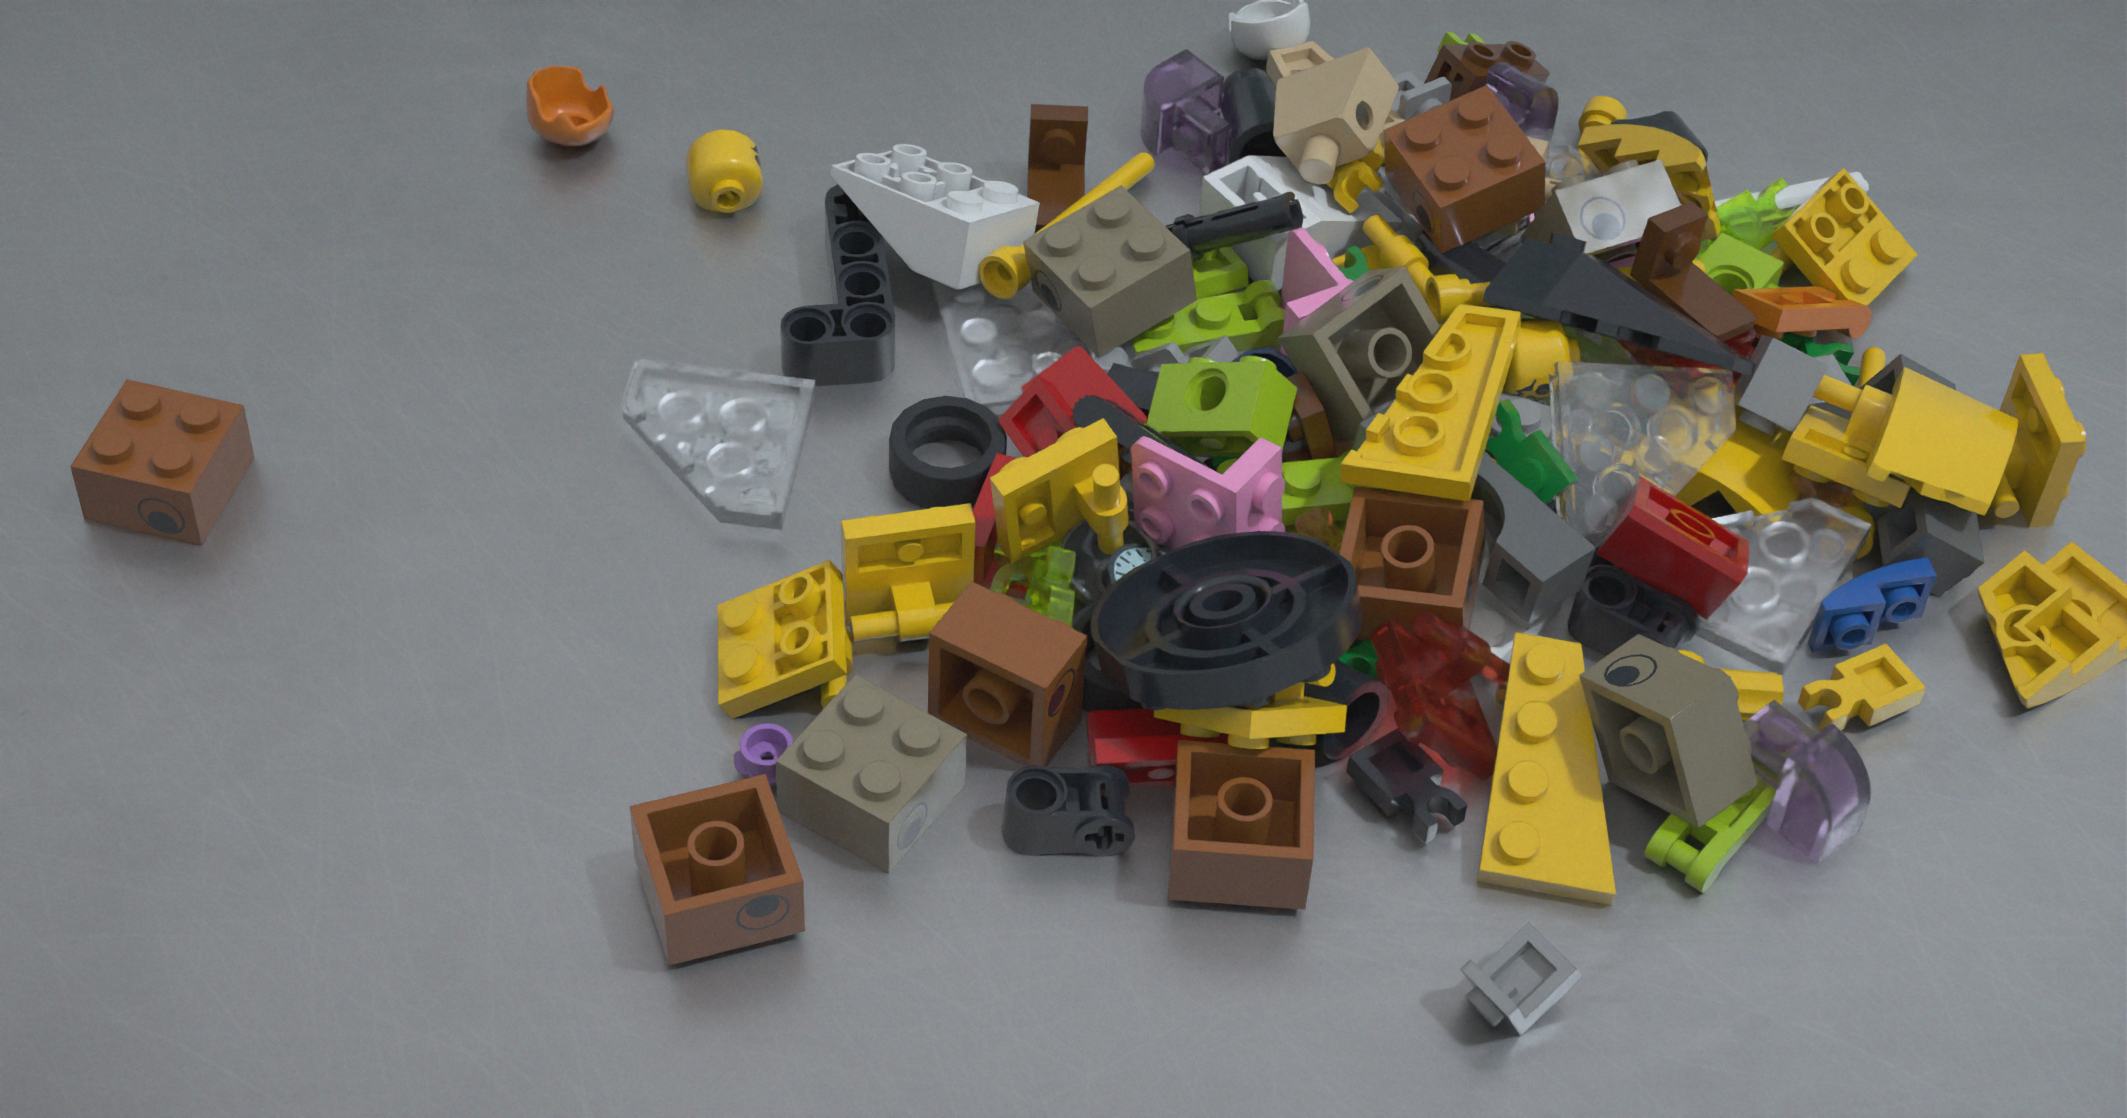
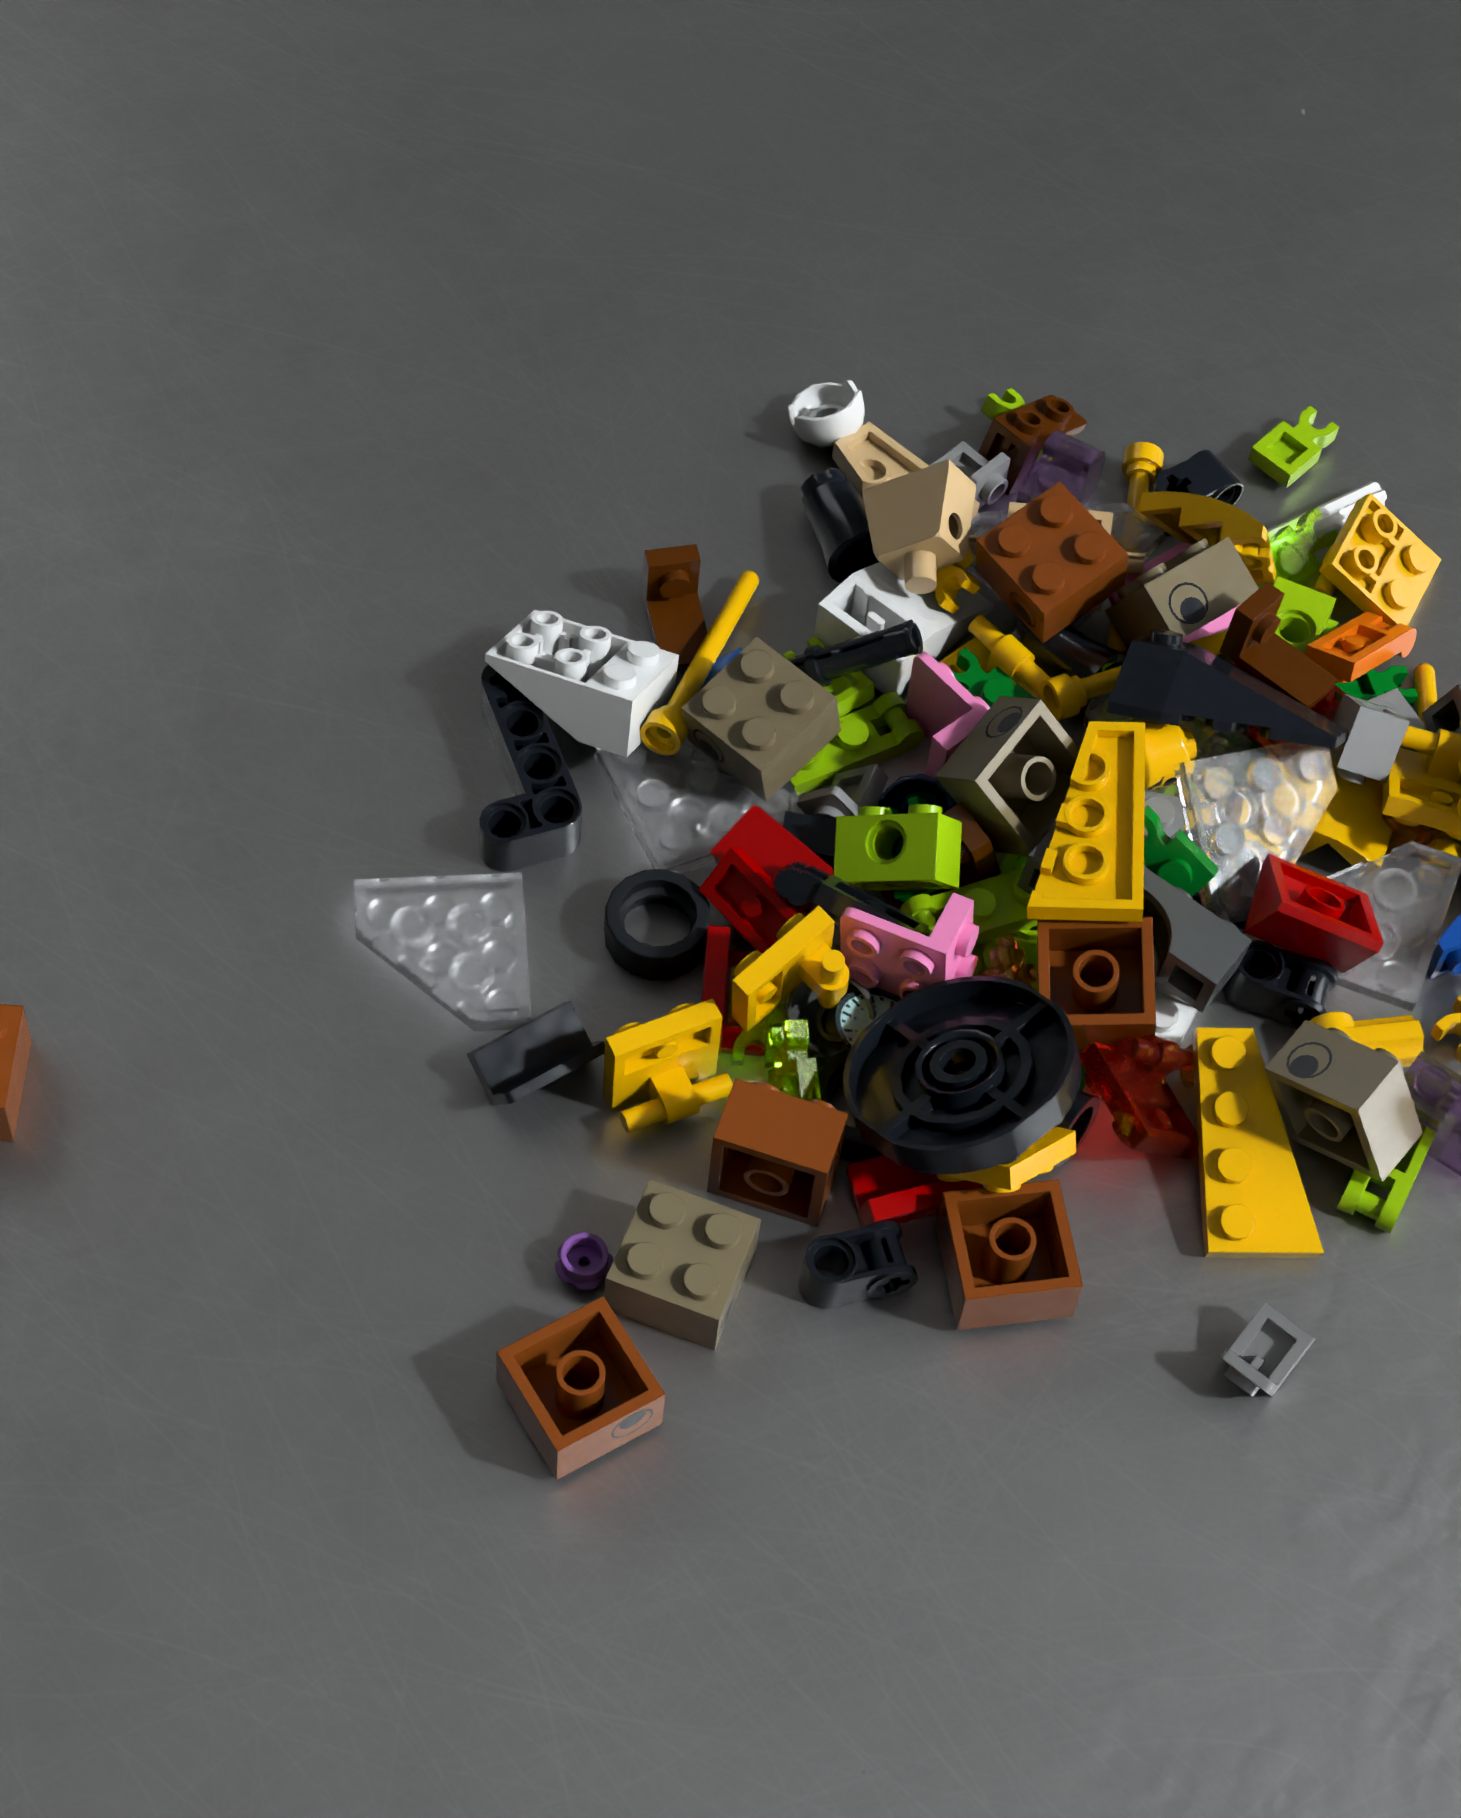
camera: 15 degrees left, 10 degrees up
(565, 108) = (210, 616): orange hair -> none
(721, 168) = (373, 658): yellow head -> none
(770, 548) = (533, 1055): none -> black panel
(784, 641) = (569, 1148): yellow plate -> none
(1184, 111) = (769, 522): clear purple brick -> none
(1408, 779) = (1127, 1177): black plate -> none
(1771, 133) = (1292, 451): none -> lime plate

